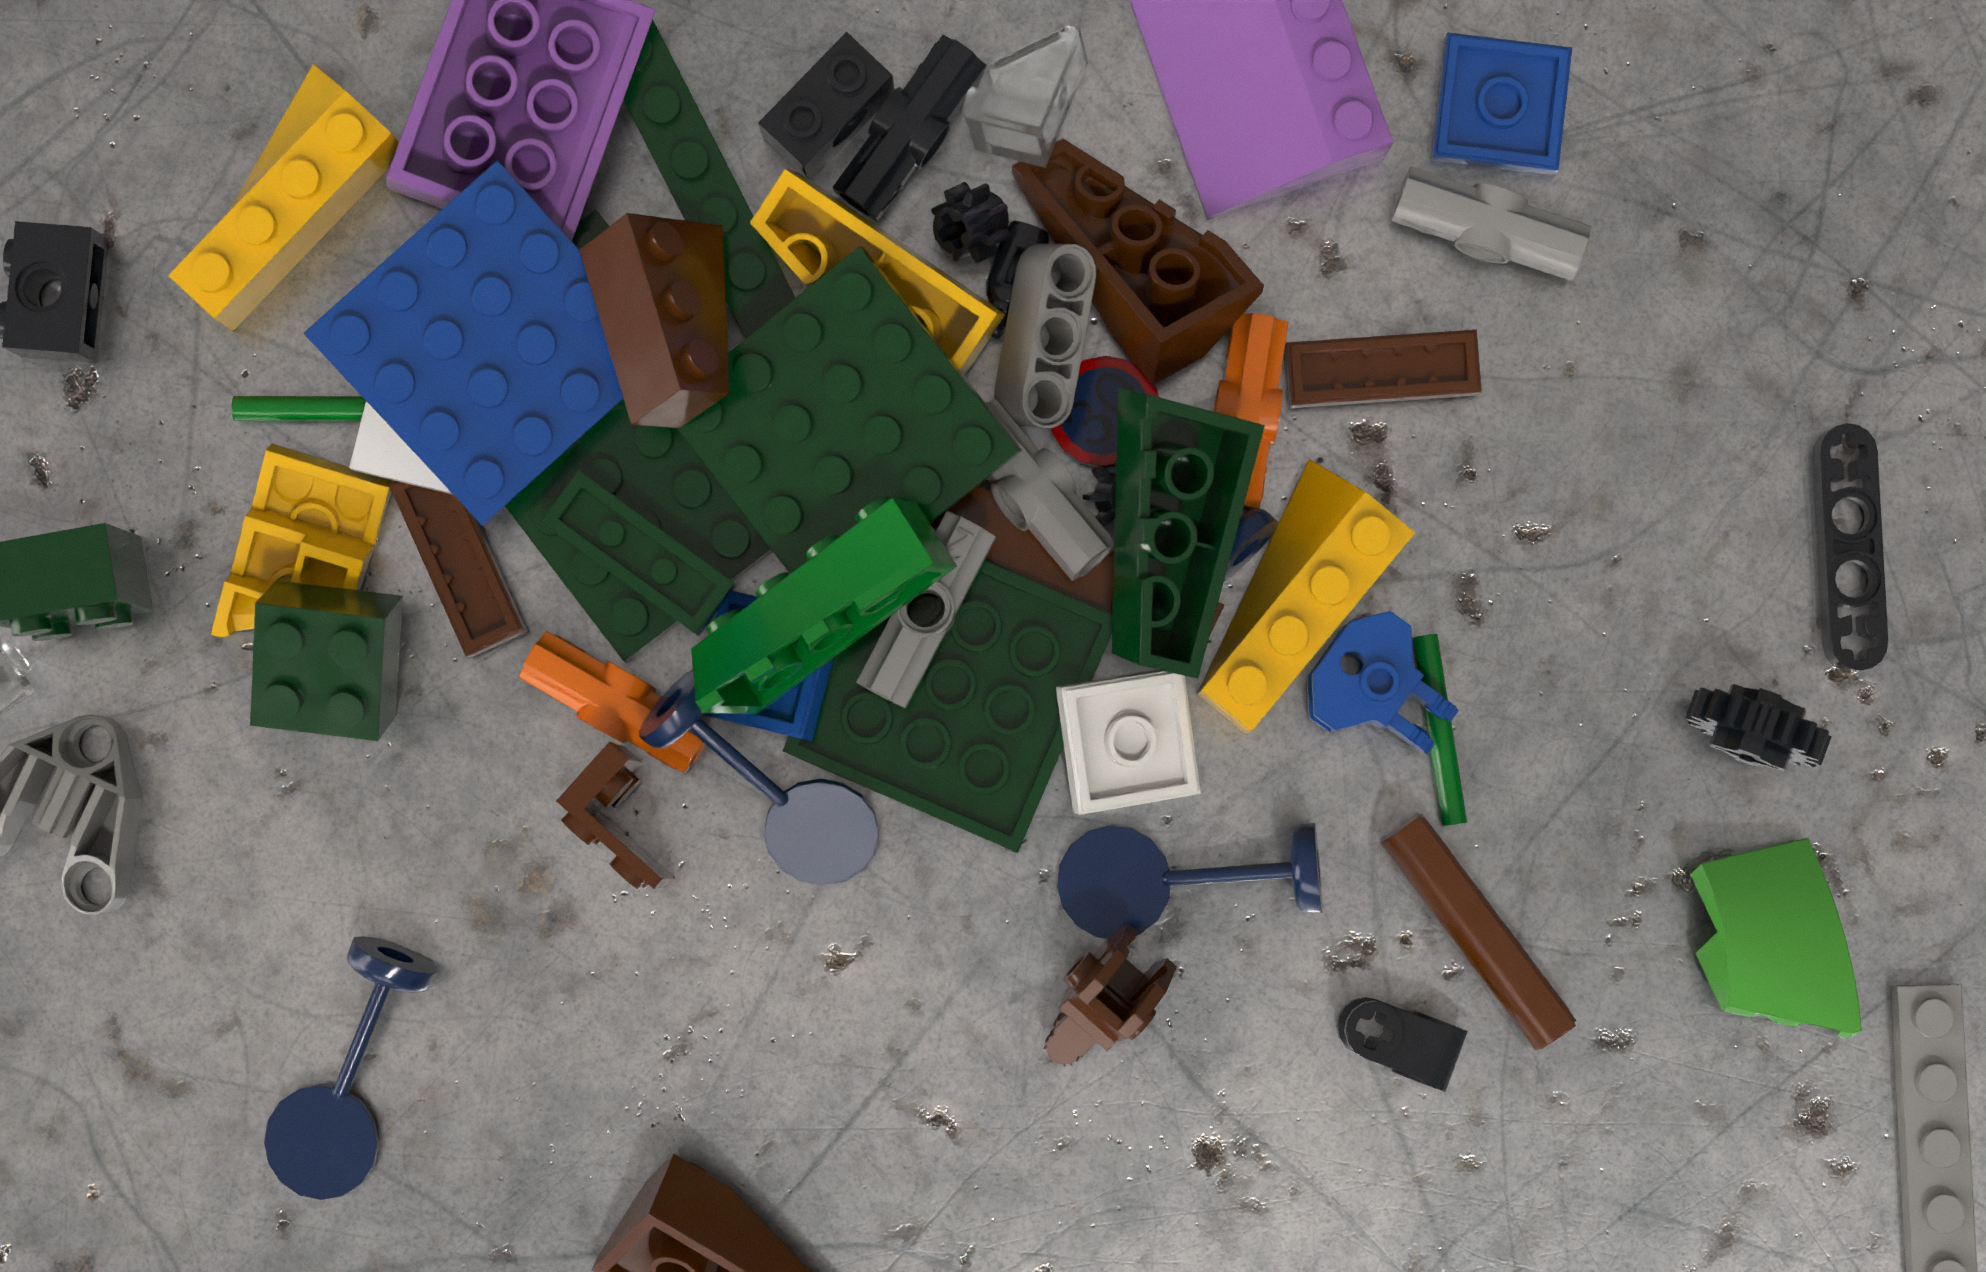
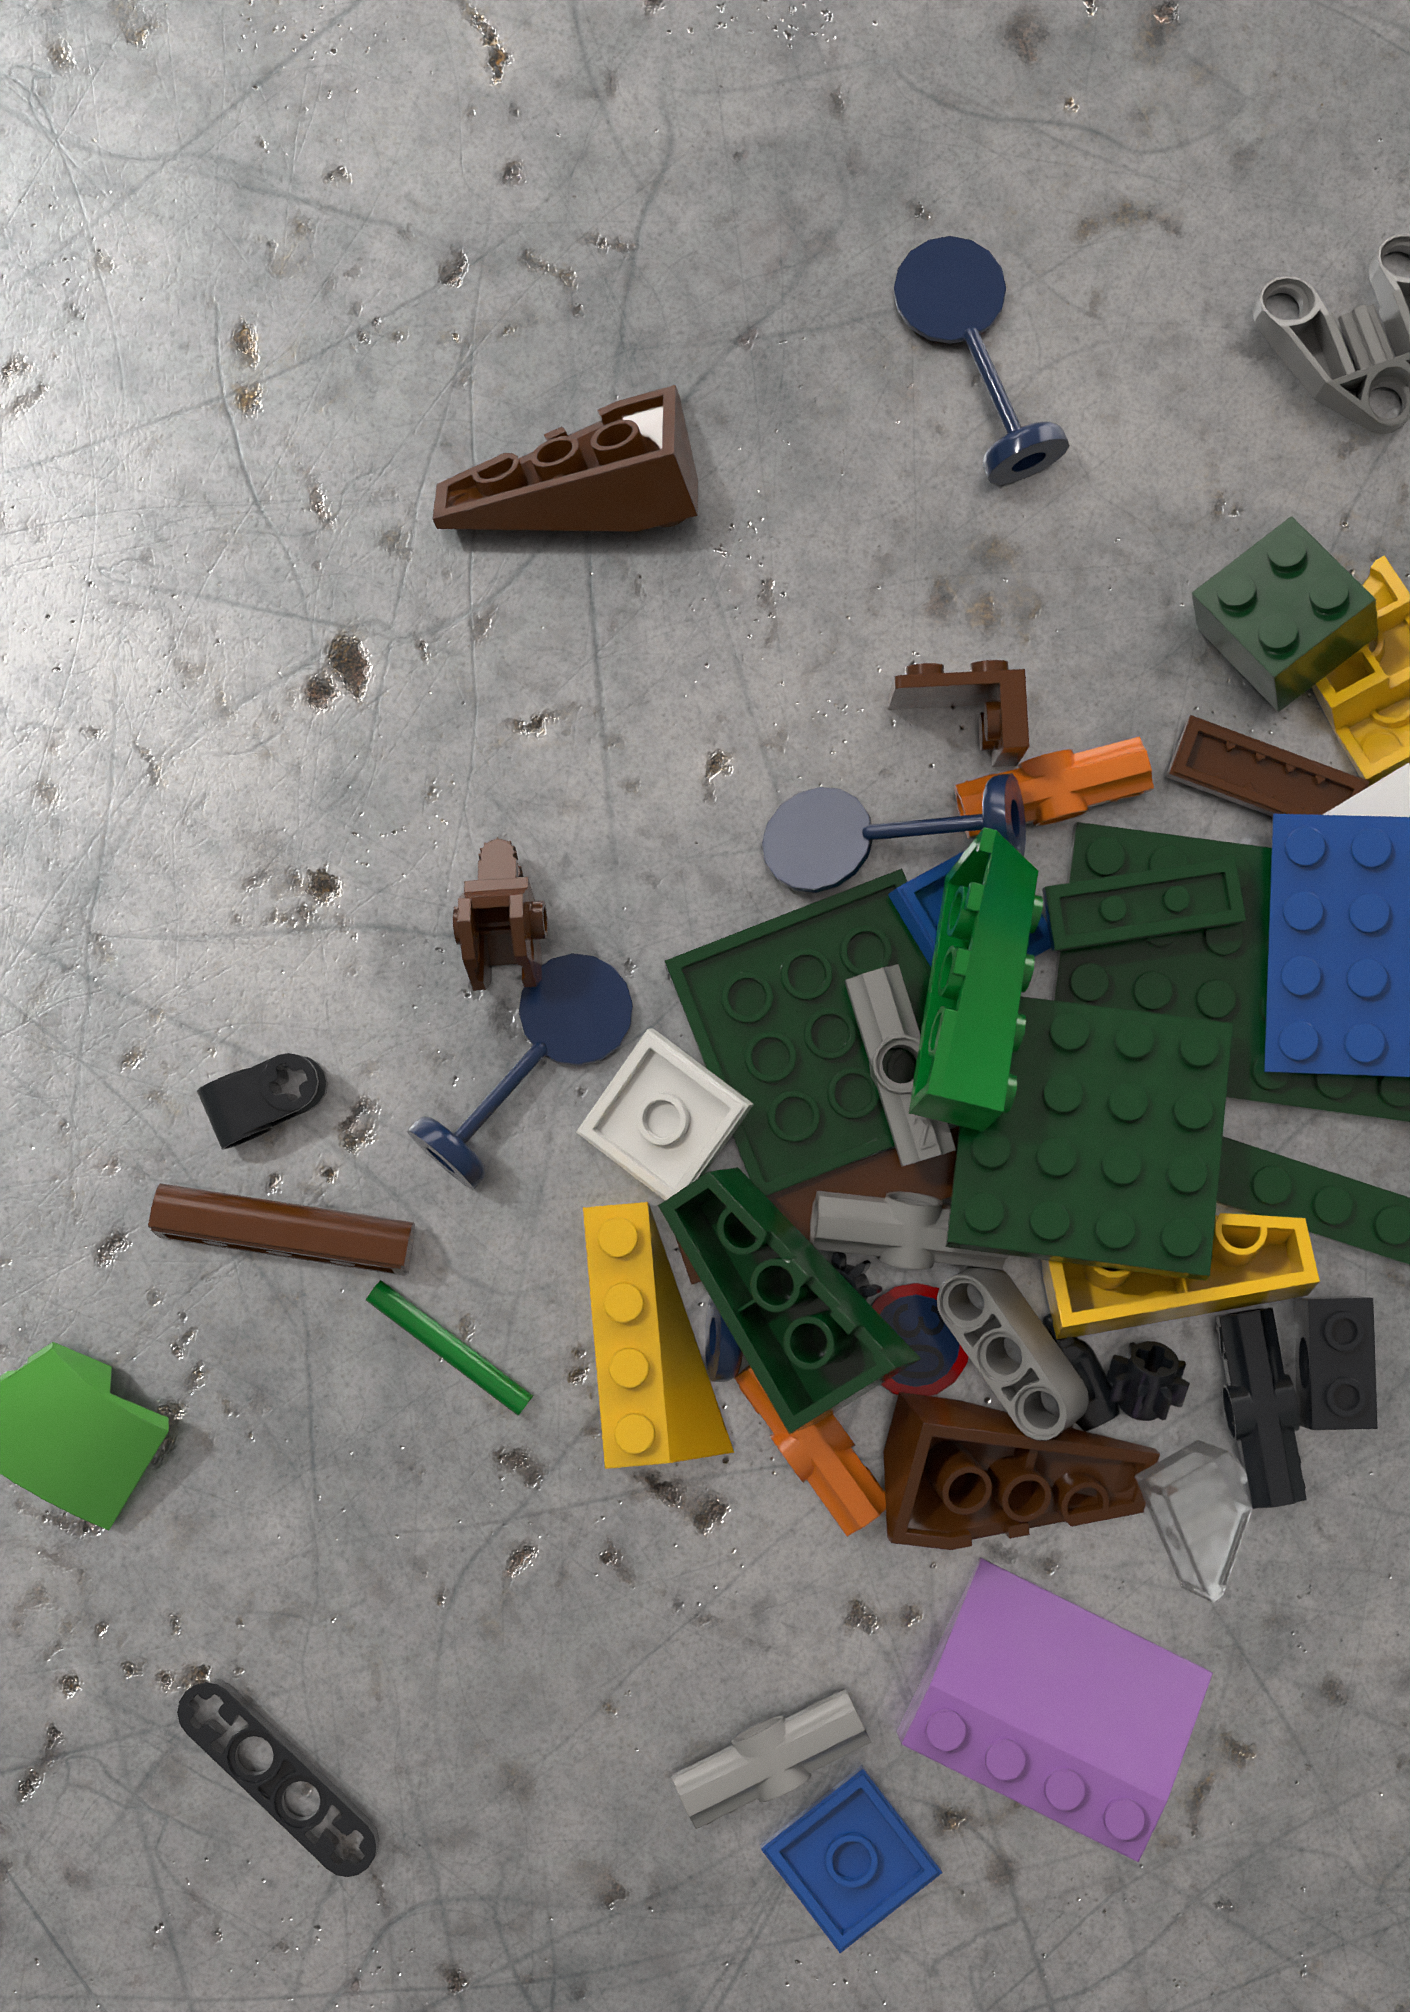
camera: 130 degrees right, 0 degrees up
(662, 314) = (1299, 1088): reddish brown wedge -> none
(1379, 686) = (524, 1334): blue hinge -> none
(1383, 368) = (745, 1571): reddish brown plate -> none
(1758, 727) = (220, 1571): black gear -> none

